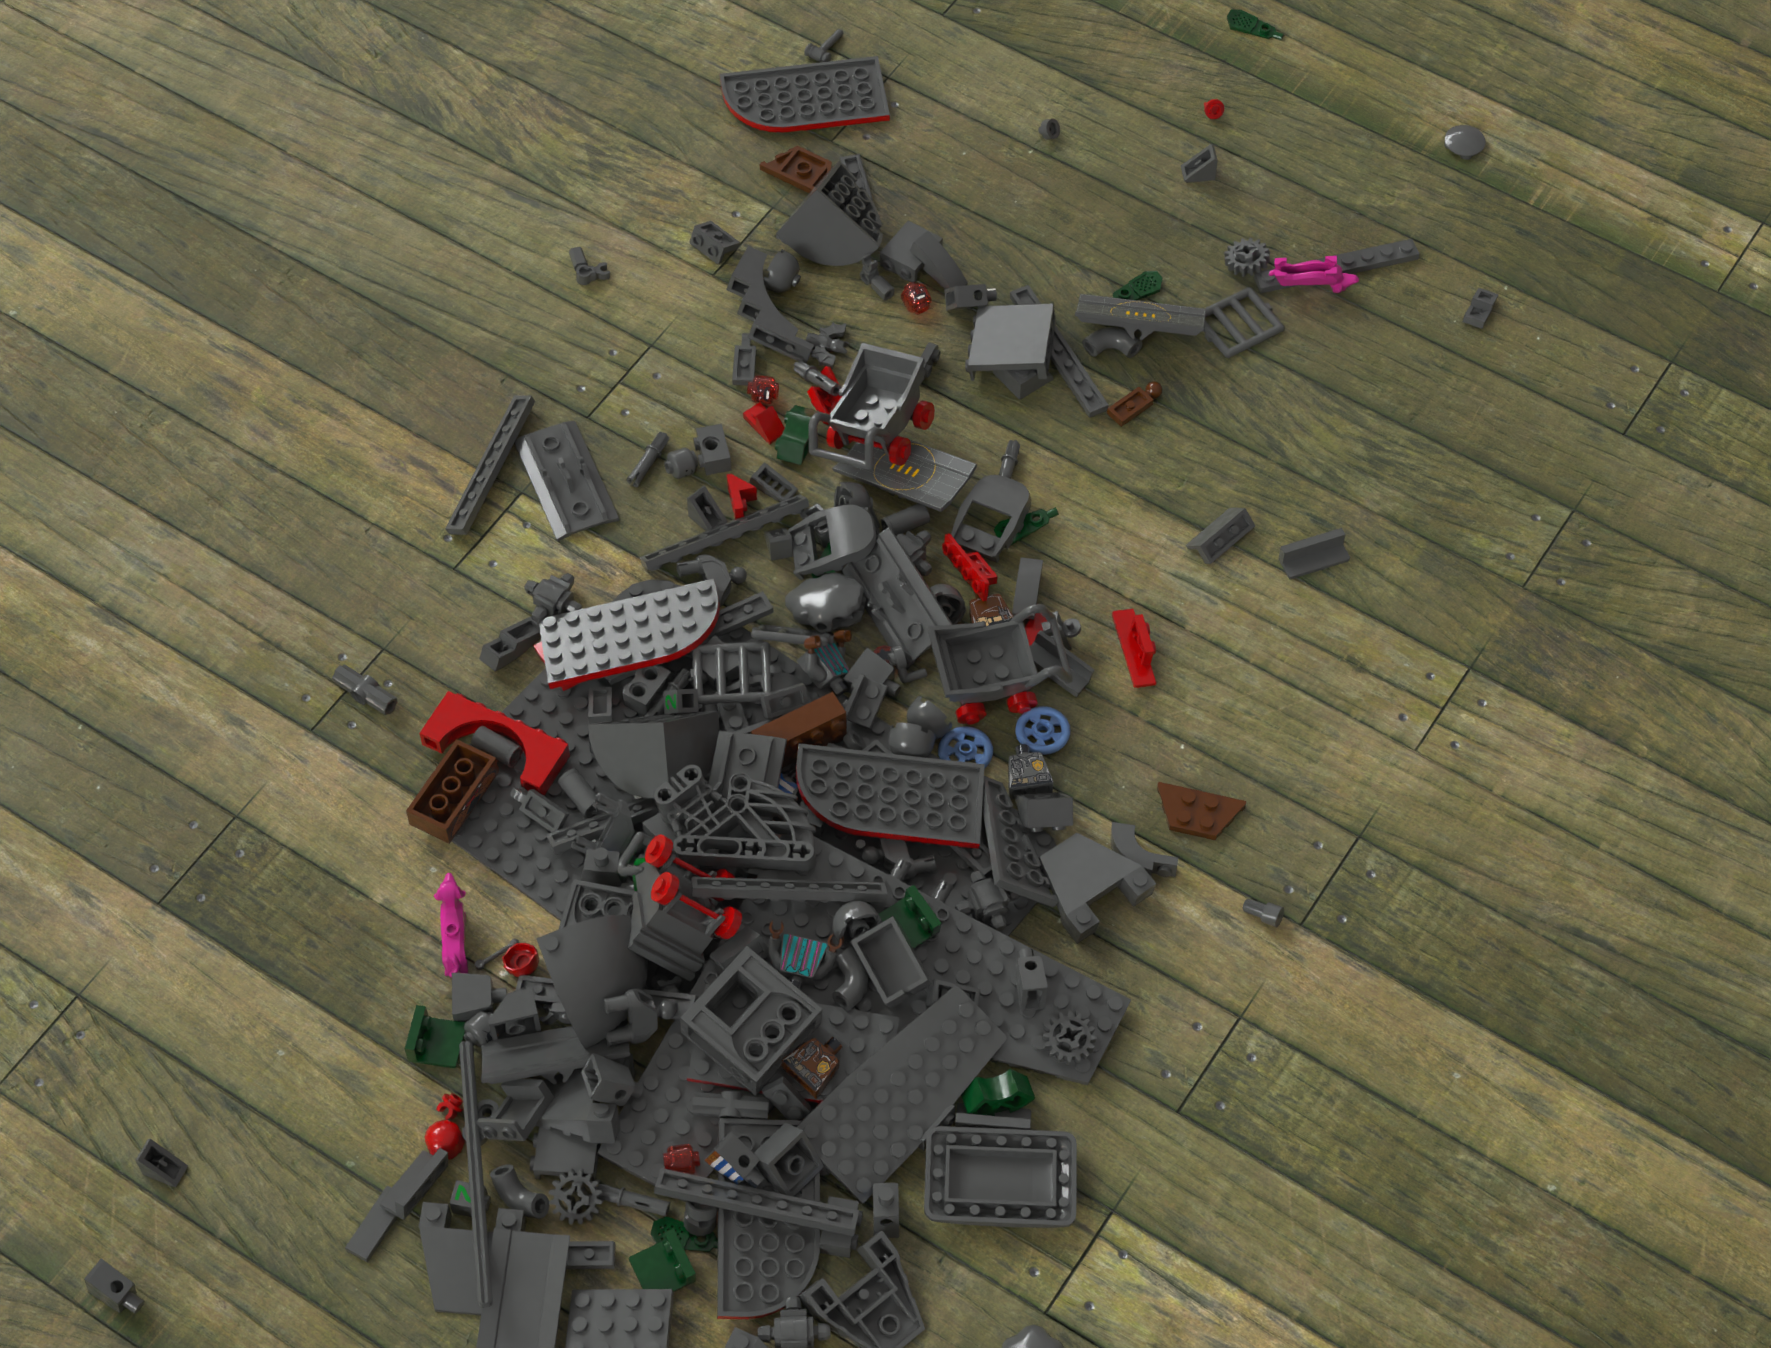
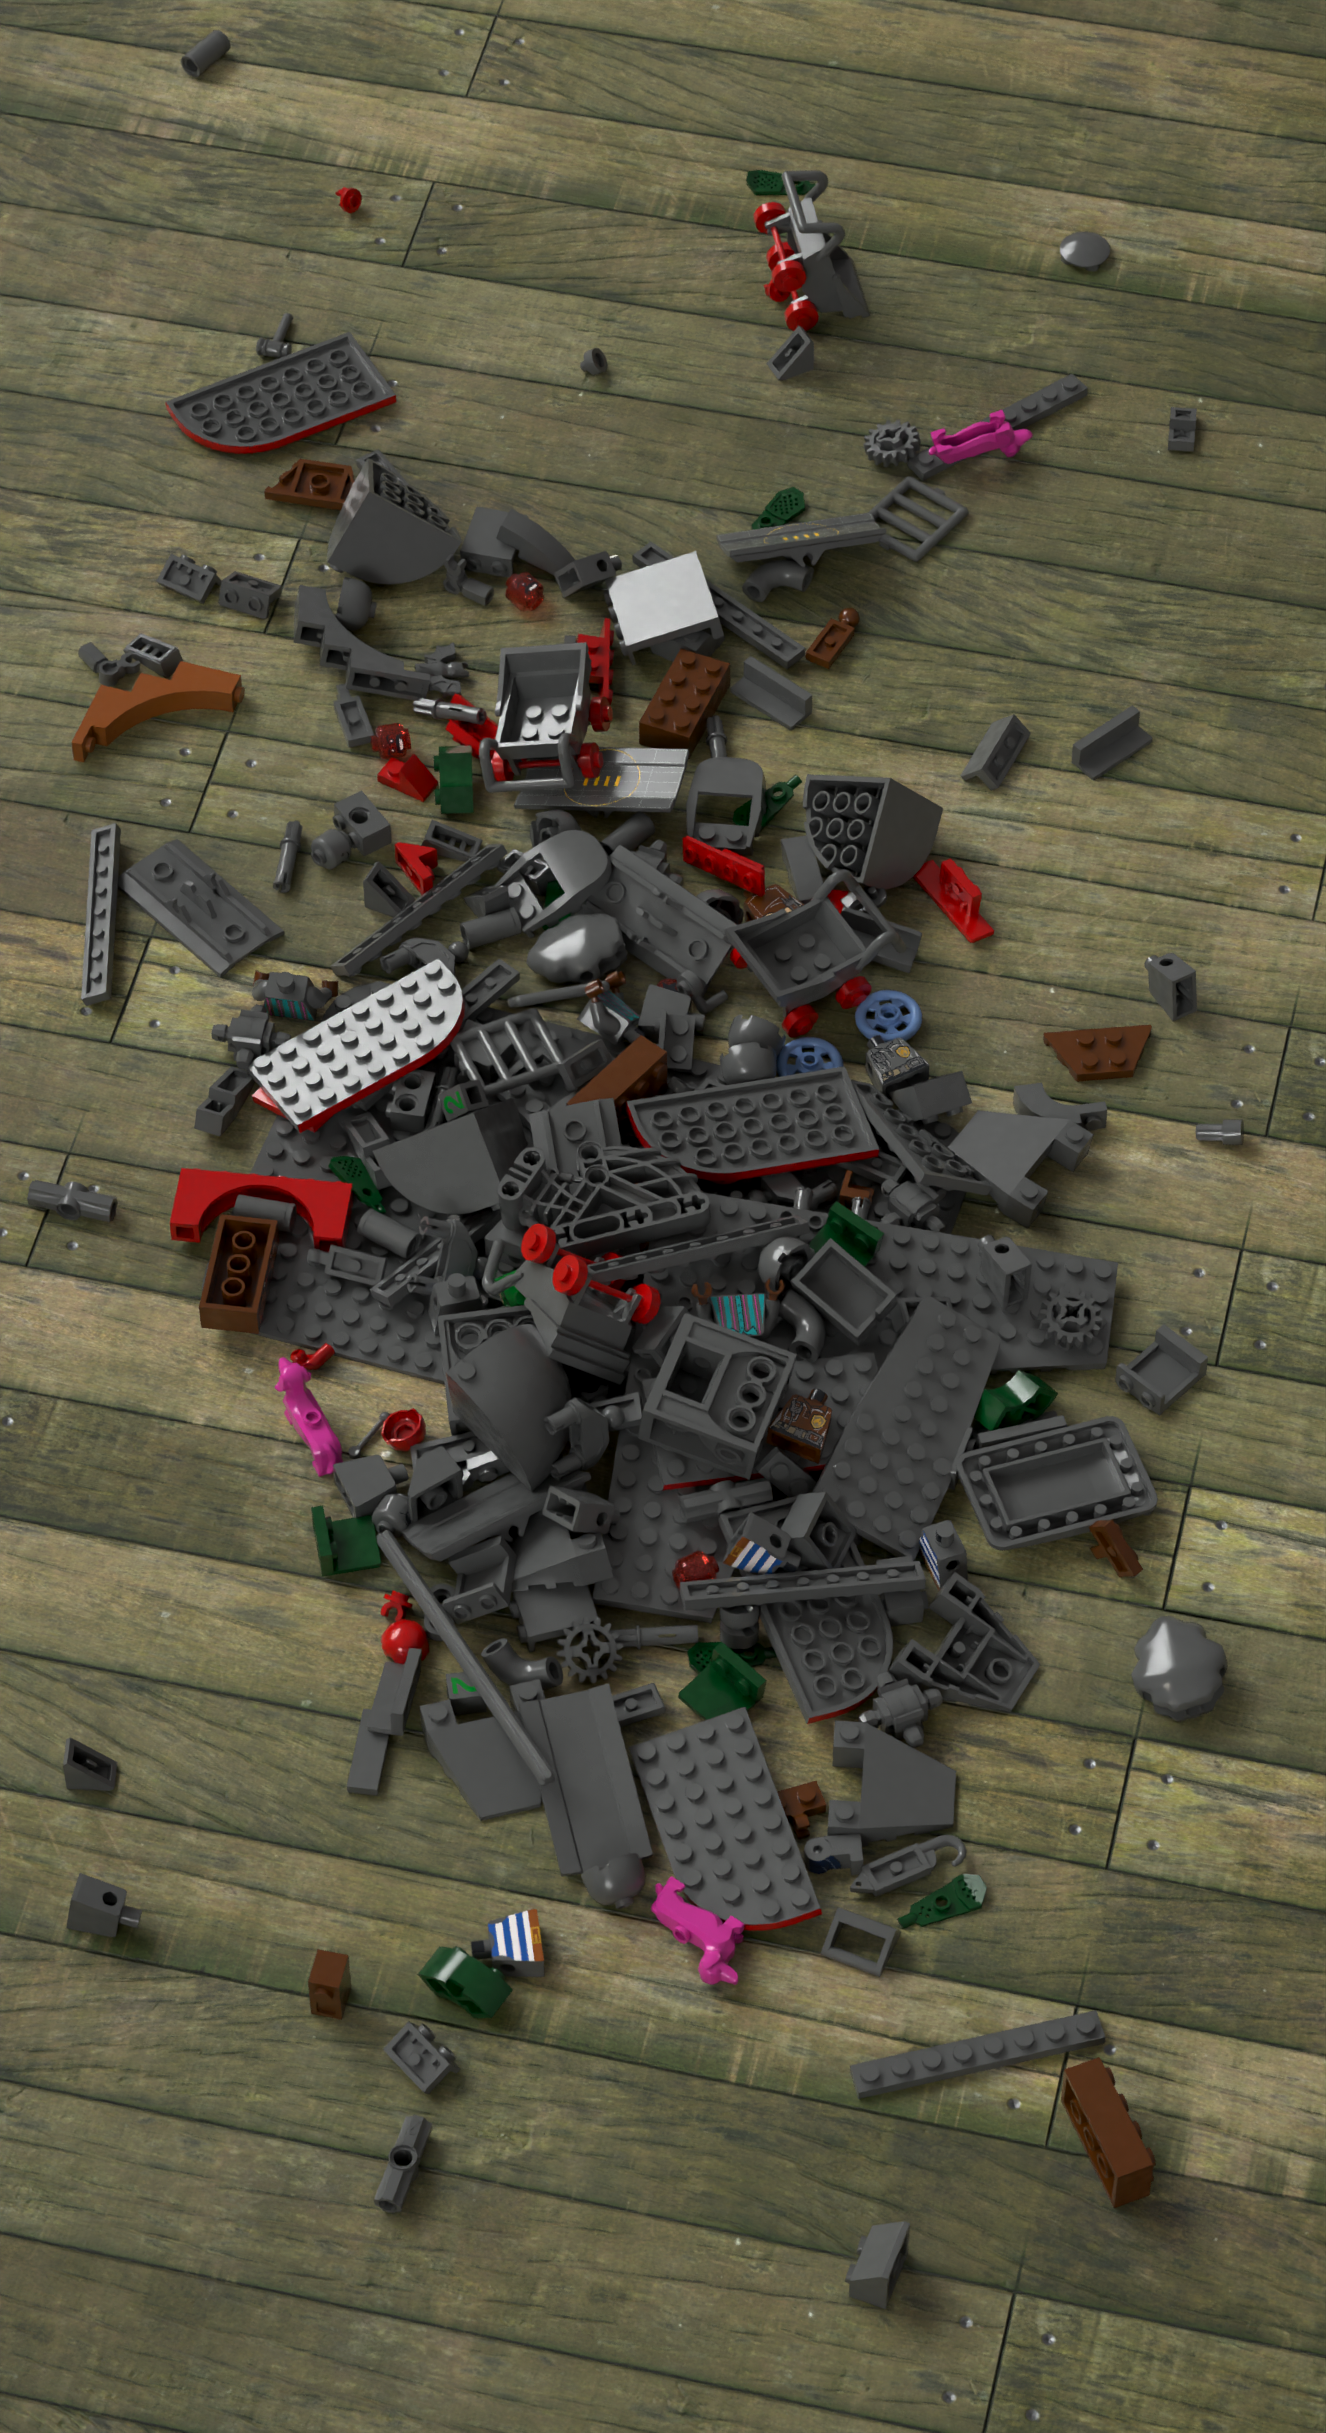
camera: 20 degrees left, 5 degrees down
(480, 878) = (315, 1360): none -> red arm
(575, 306) = (119, 710): none -> dark orange arch
(577, 737) = (353, 1171): none -> dark green piece
(598, 574) = (291, 994): none -> dark grey torso
(625, 271) = (157, 655): none -> dark grey slope
(673, 217) = (188, 579): none -> dark grey bracket
(770, 563) = (490, 928): none -> dark grey pin
(941, 368) = (601, 659): none -> red bracket
(950, 873) = (851, 1191): none -> reddish brown panel
(996, 422) = (684, 702): none -> reddish brown brick
(1019, 1245) = (1115, 1548): none -> reddish brown plate
(1068, 436) = (773, 694): none -> dark grey panel
(1088, 573) = (869, 827): none -> dark grey brick
(1129, 1105) = (1162, 1371): none -> dark grey panel
(1242, 93) = (809, 256): none -> dark grey piece
(1275, 763) = (1172, 985): none -> dark grey torso

